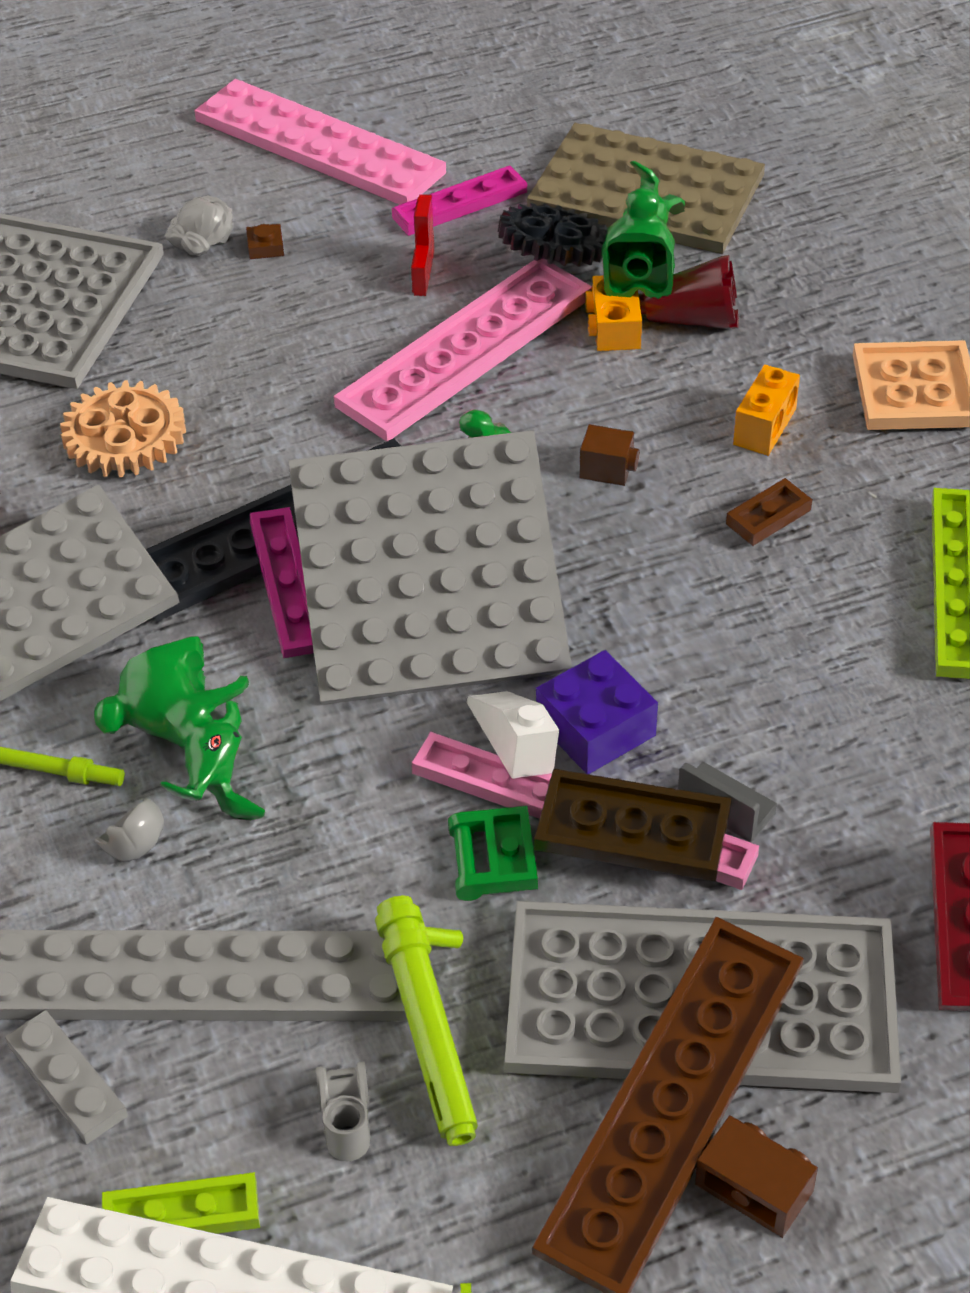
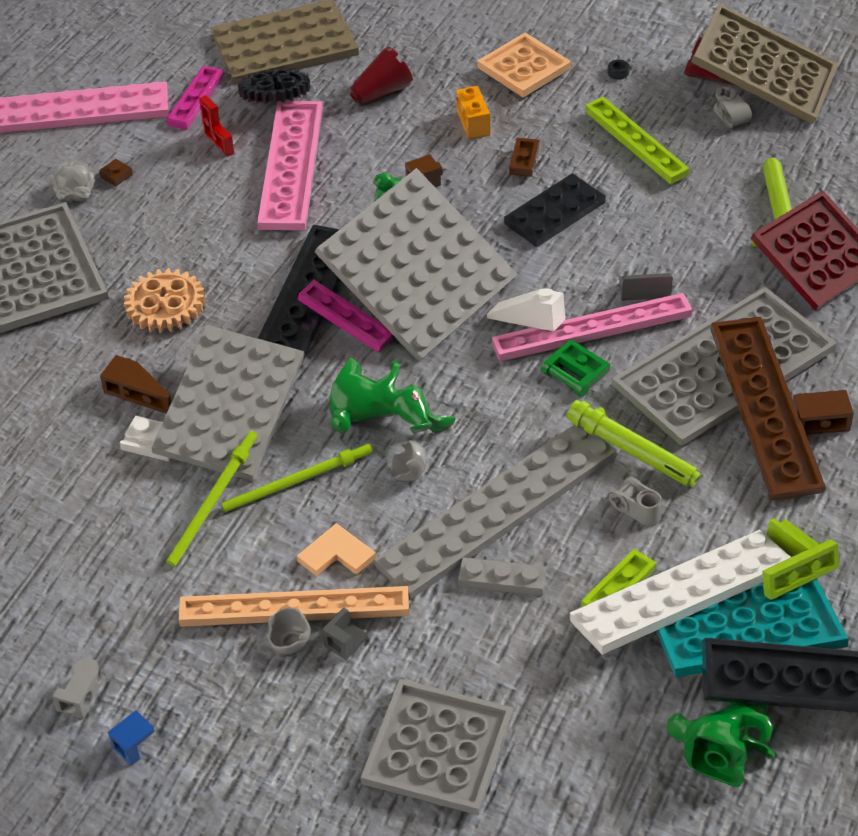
camera: 40 degrees left, 0 degrees up
(598, 711) = (558, 274): dark purple brick -> none
(614, 320) = (347, 107): light orange brick -> none
(633, 824) = (628, 314): dark brown plate -> none
(639, 244) = (338, 61): green animal -> none
(730, 611) = (554, 210): none -> black plate

